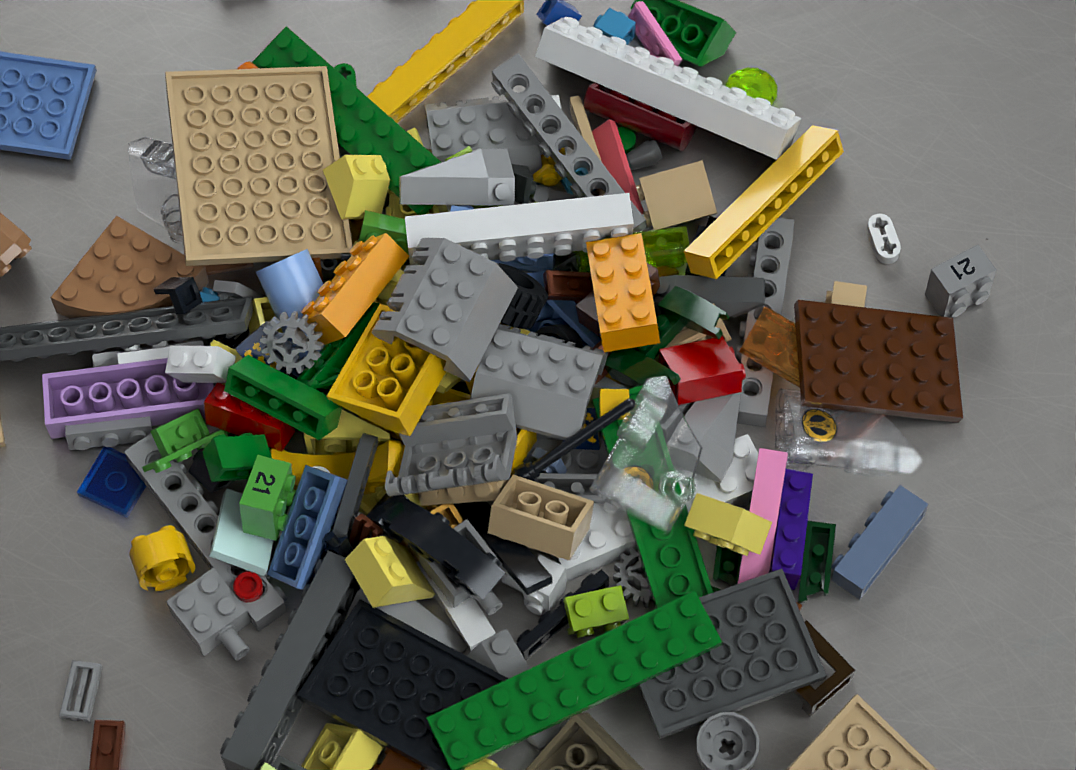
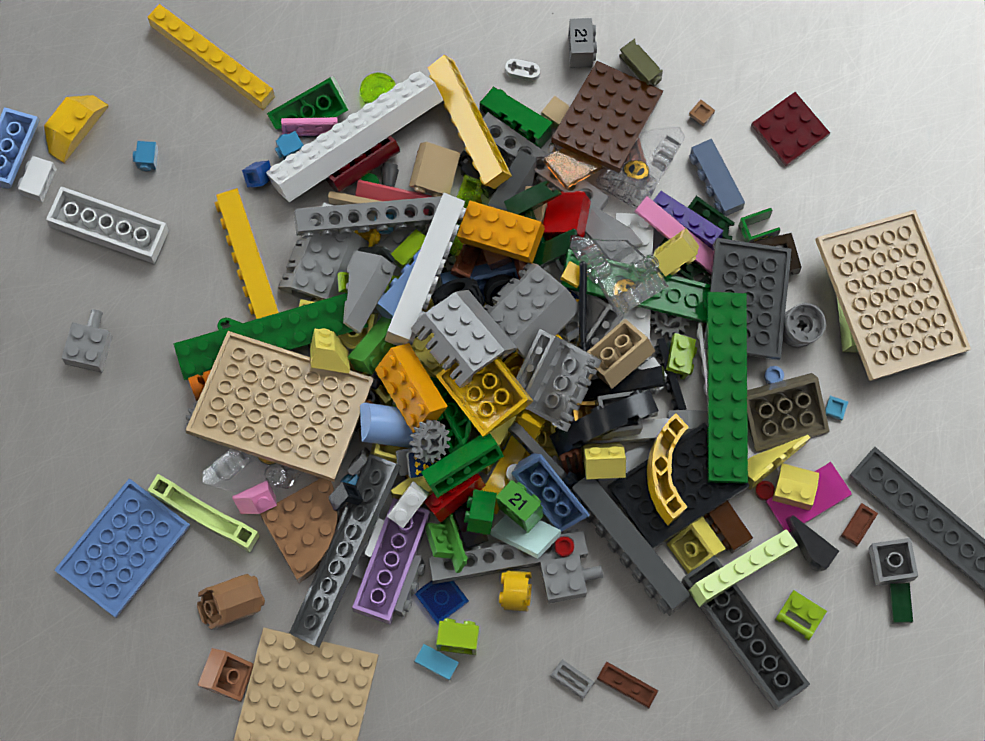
camera: 65 degrees left, 10 degrees up
(26, 515) = (436, 662): none -> medium azure tile
(65, 518) = (457, 637): none -> lime brick
(84, 197) = (190, 506): none -> yellowish green arch
(135, 207) = (256, 499): none -> bright pink slope
(411, 643) = (659, 470): none -> yellow brick
(641, 749) = (773, 374): none -> light blue tile
(809, 256) = (517, 116): none -> green wedge
(848, 614) = (754, 218): none -> green piece
(962, 479) = (701, 112): none -> medium nougat plate
(982, 371) = (641, 63): none -> olive window
(1012, 606) = (790, 129): none -> dark red plate

